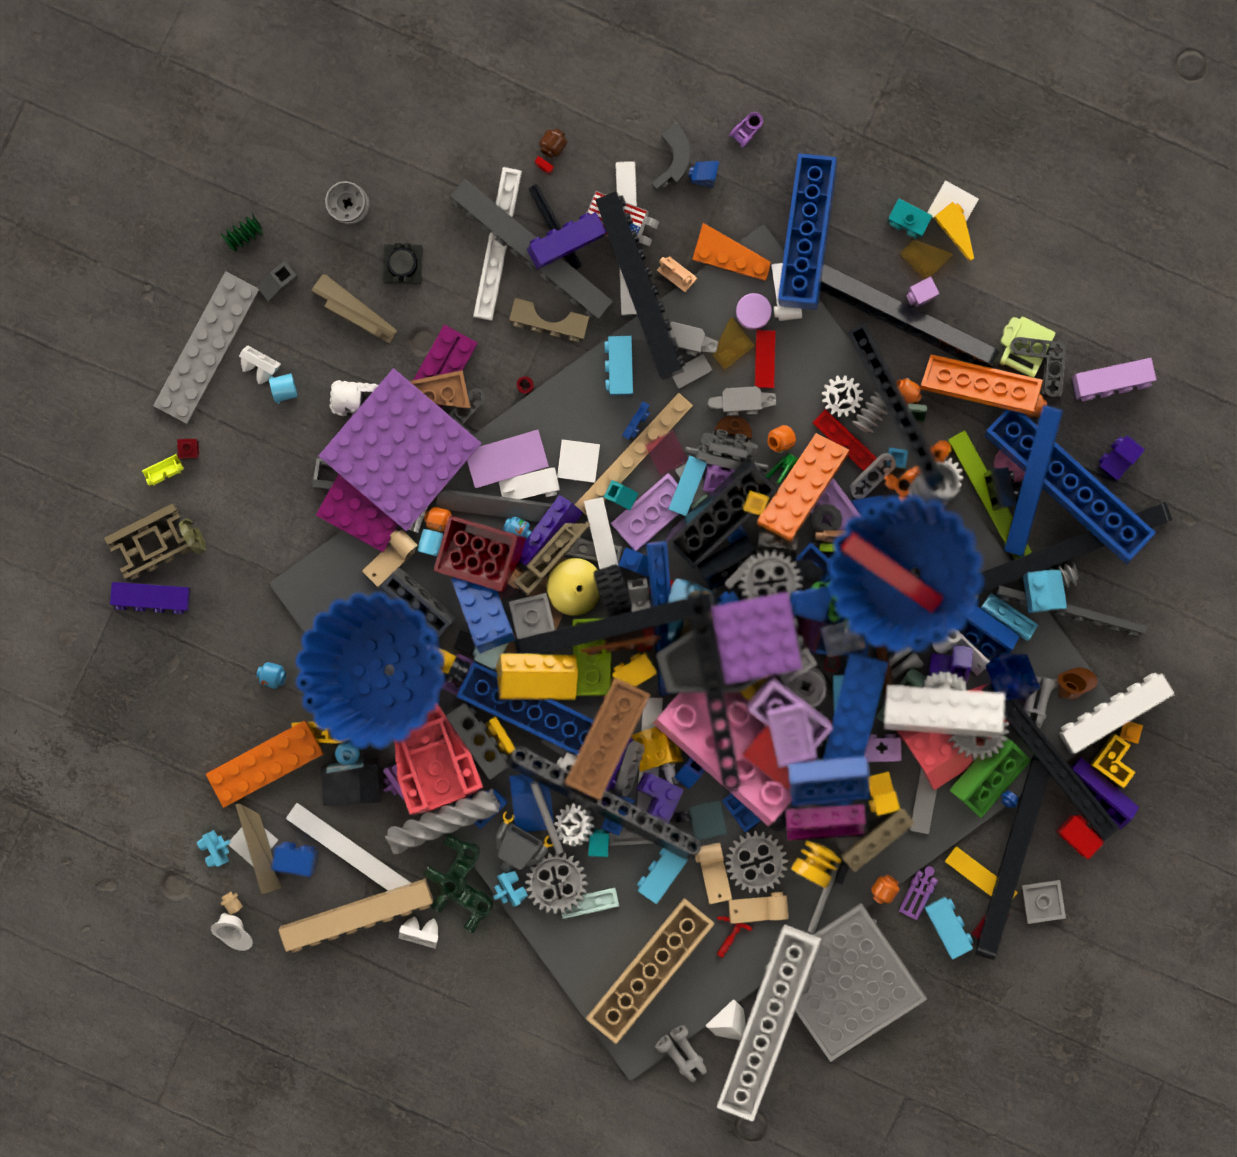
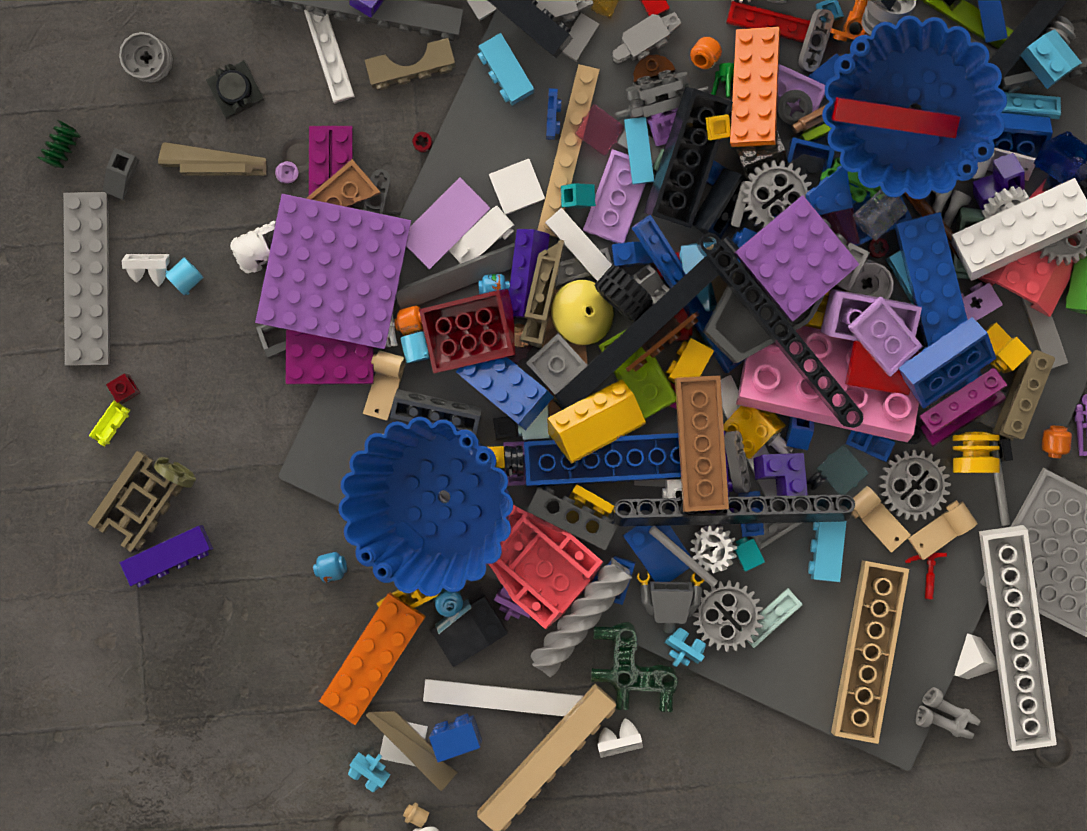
camera: 25 degrees left, 0 degrees up
(406, 350) = (286, 172): none -> lavender tile

